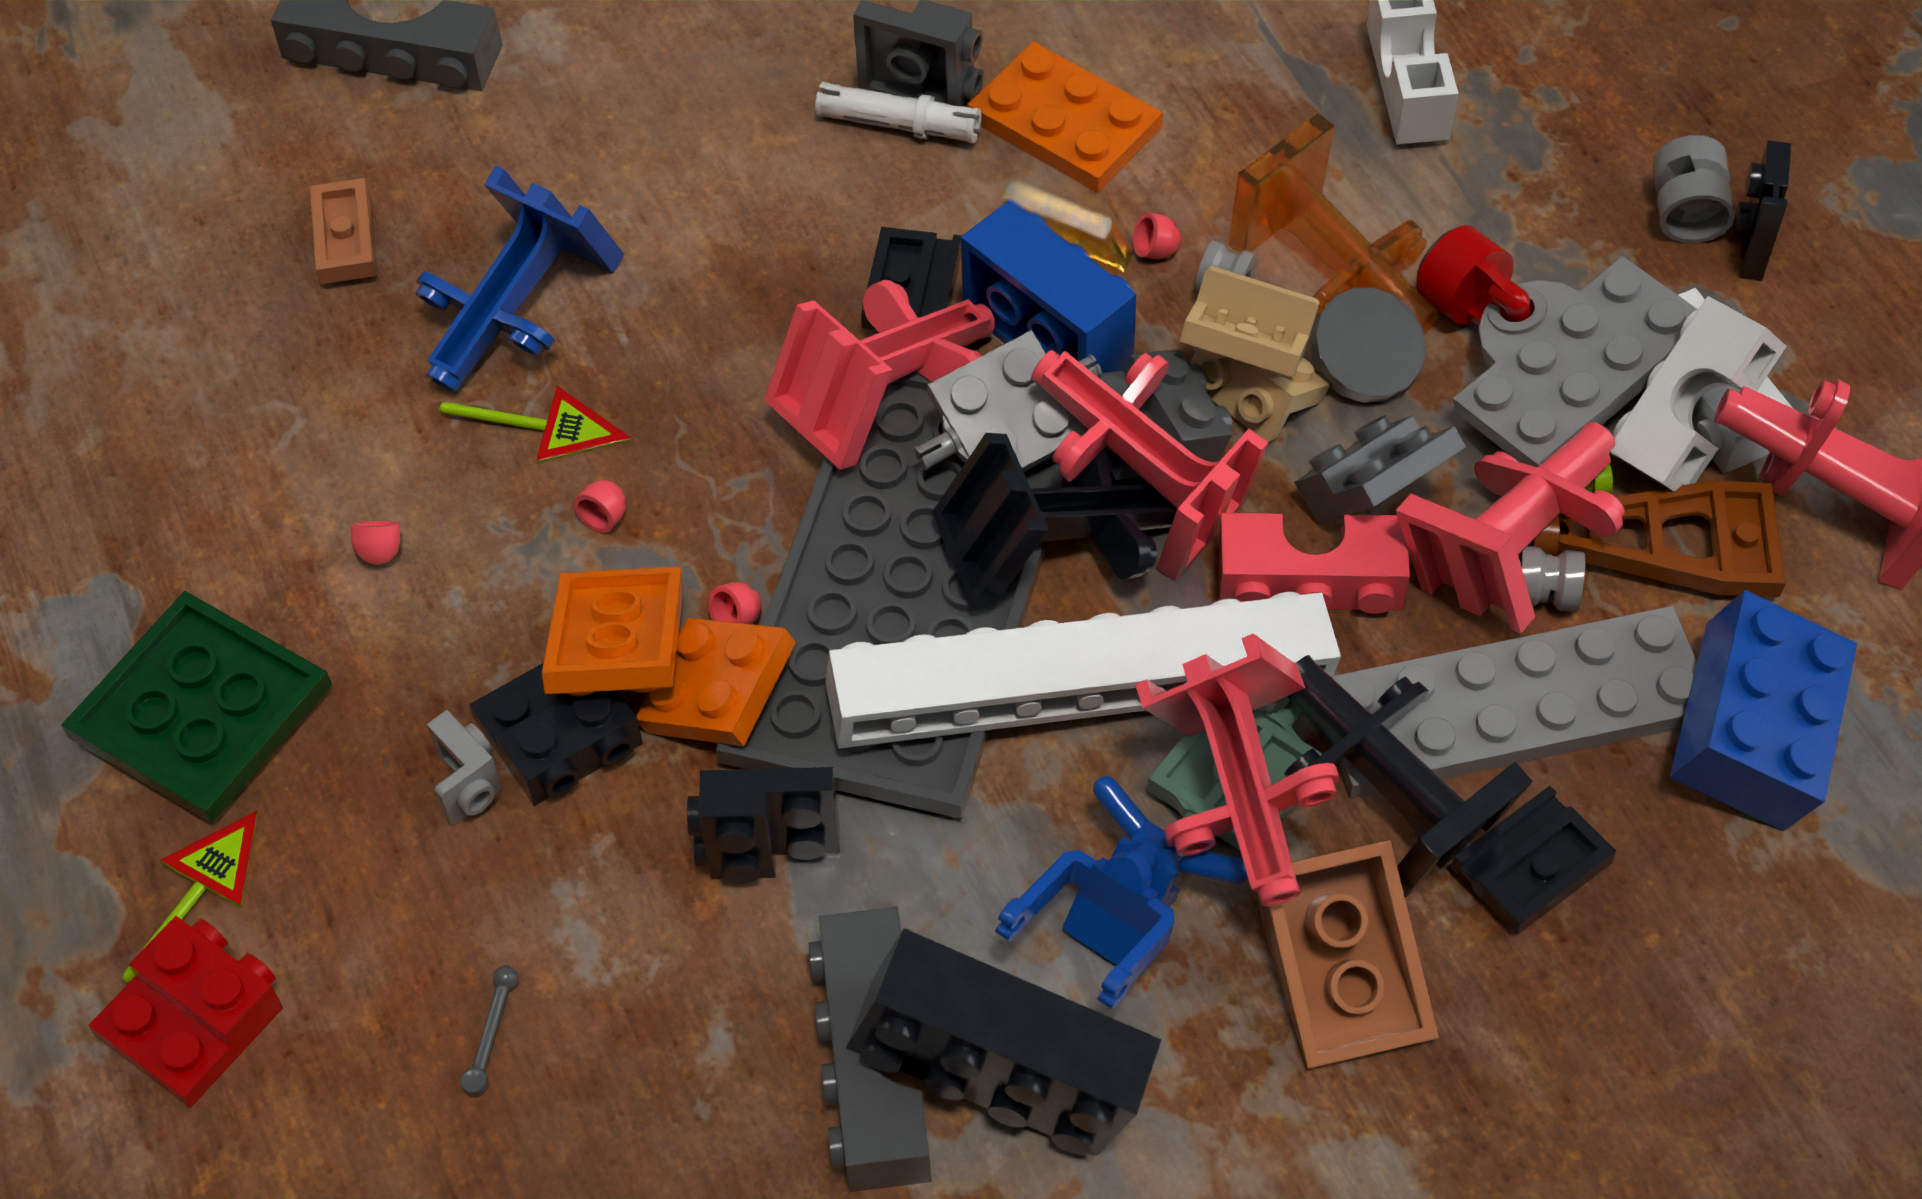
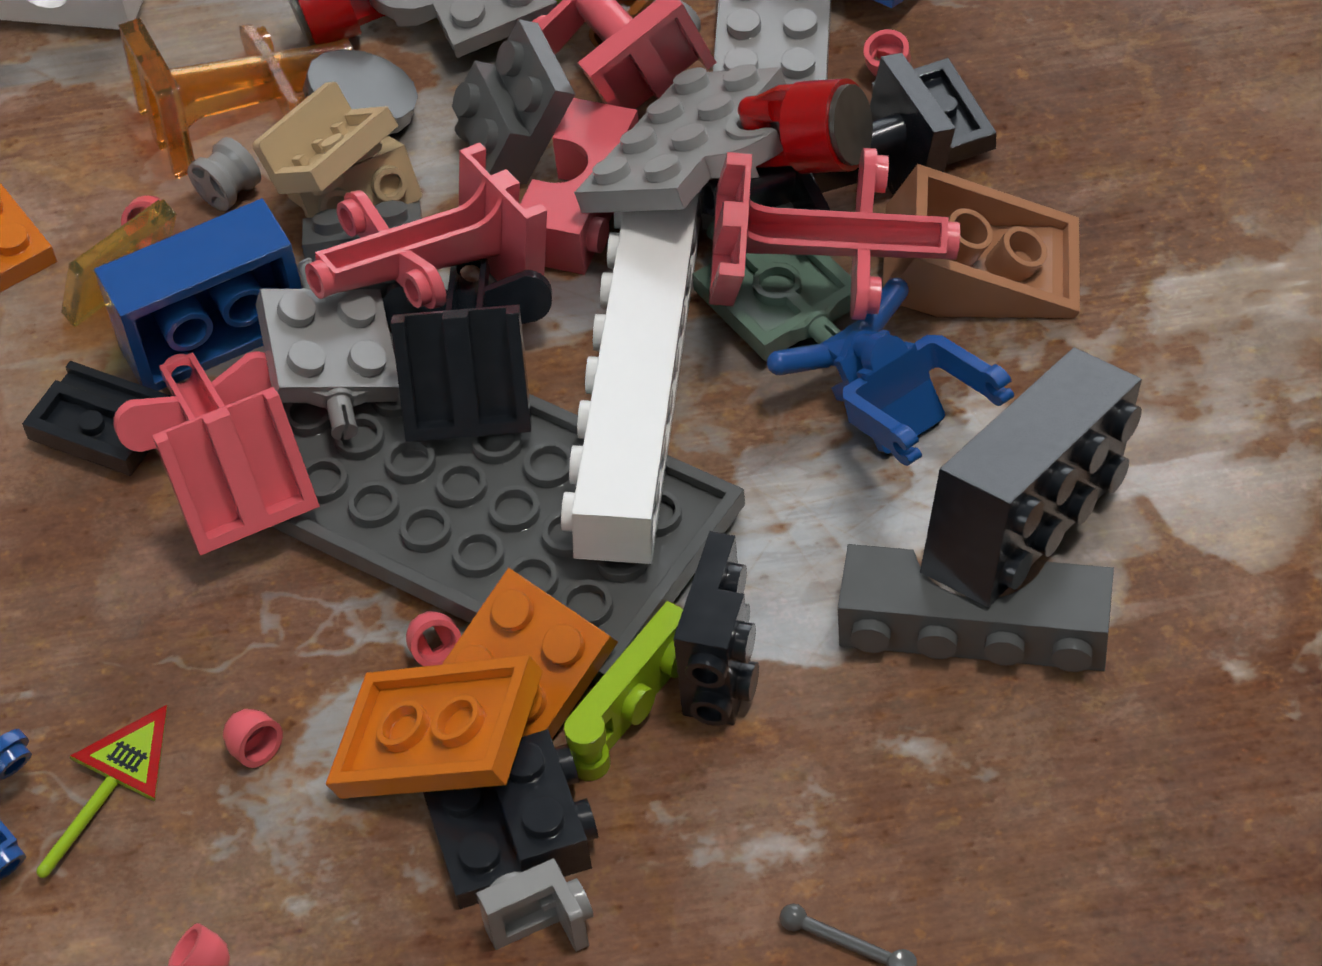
camera: 70 degrees left, 5 degrees down
(672, 761) = (623, 694): none -> lime plate
(1367, 650) = (739, 110): none -> light grey plate
(1590, 792) = (884, 43): none -> coral hinge

